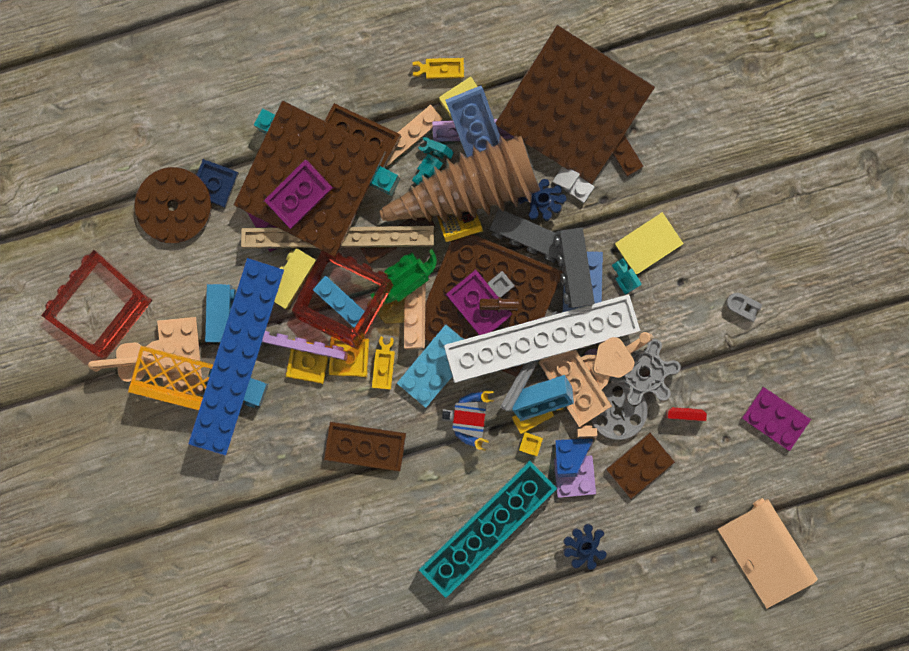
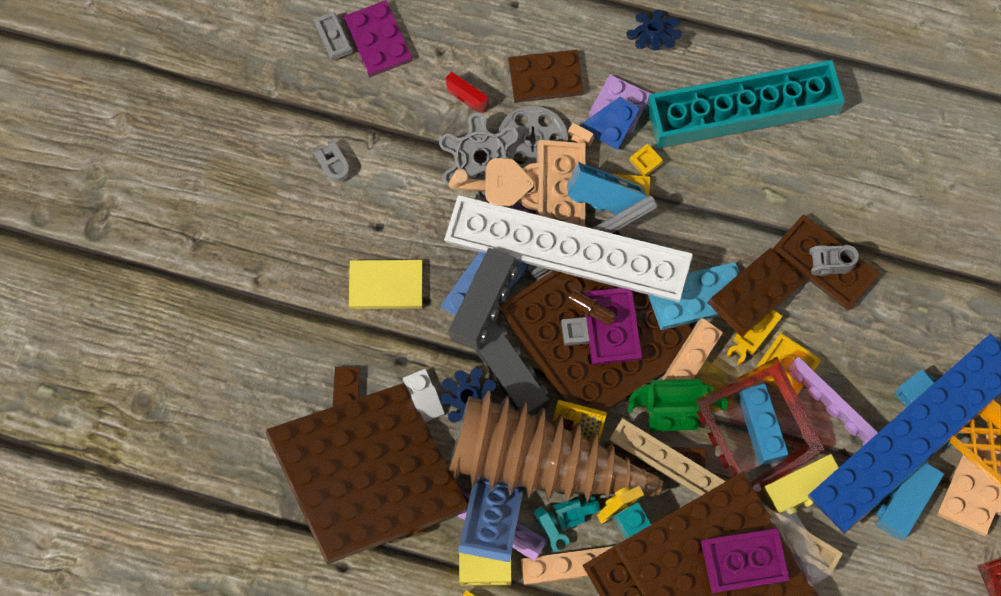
camera: 150 degrees left, 15 degrees down
(270, 233) = (801, 546): none -> clear plate
(307, 366) = (842, 381): yellow tile -> none
(361, 445) = (827, 259): none -> light grey piece
(398, 392) = (756, 292): none -> reddish brown plate
(400, 186) = (623, 500): none -> yellow plate
(469, 418) = (695, 221): torso -> none
(627, 278) = (435, 261): teal plate -> none
(808, 399) = (333, 36): none -> light grey plate

